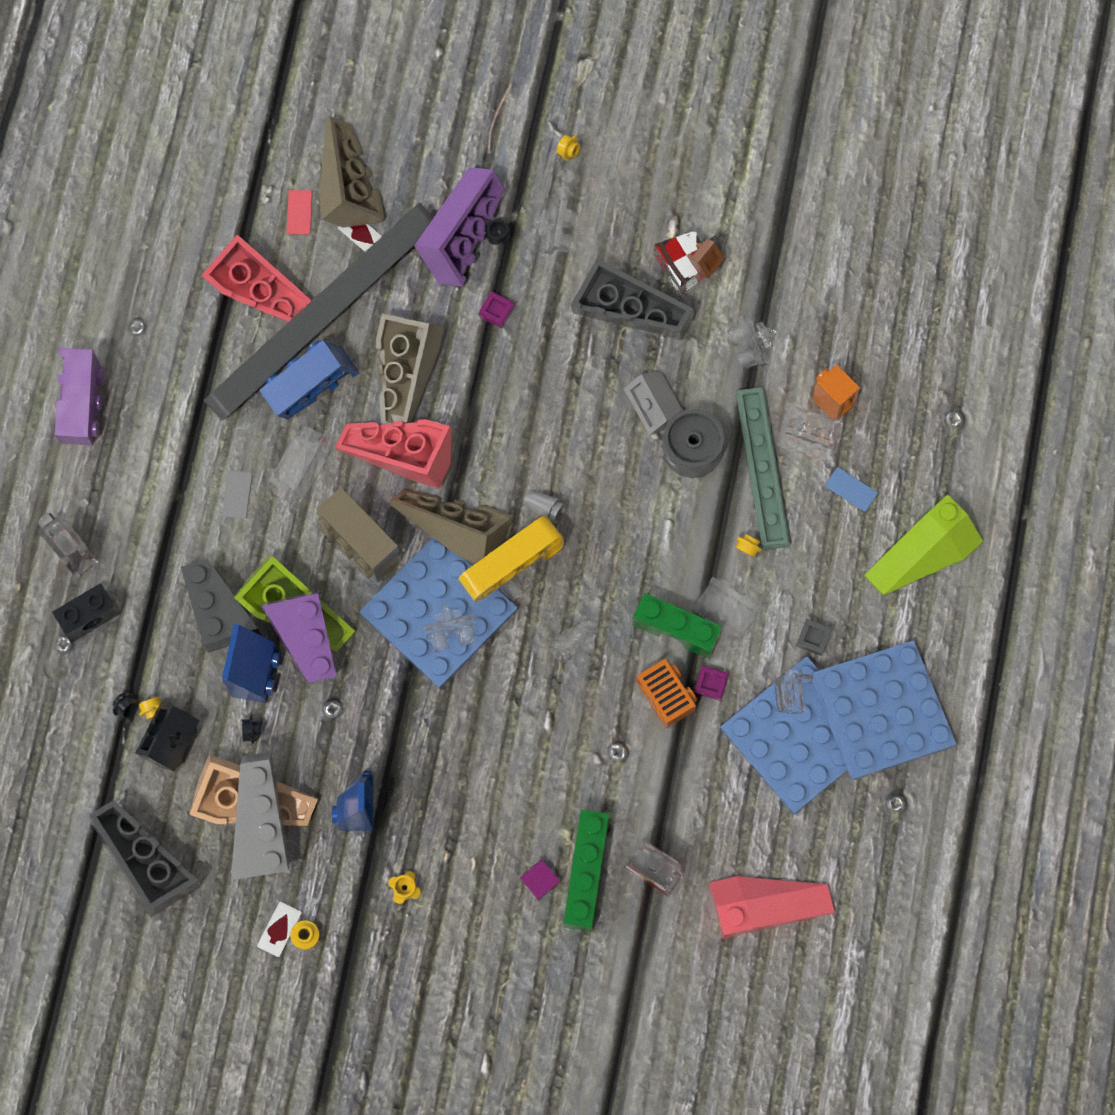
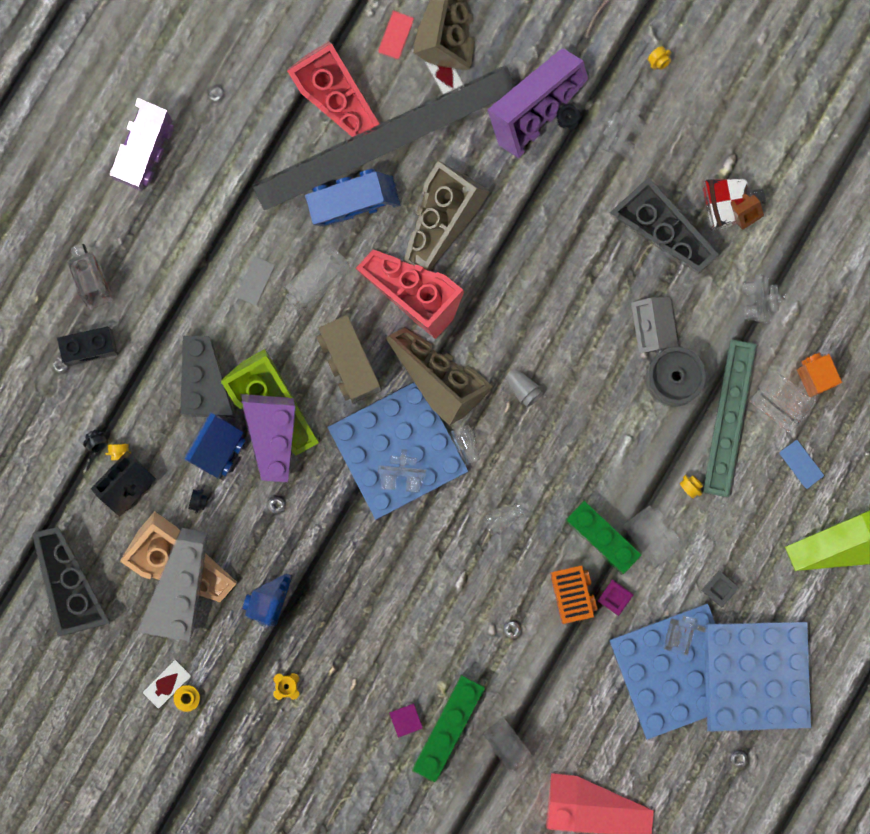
camera: 15 degrees right, 10 degrees up
(496, 309) = (542, 189): magenta tile -> none
(511, 558) = (476, 429): yellow beam -> none

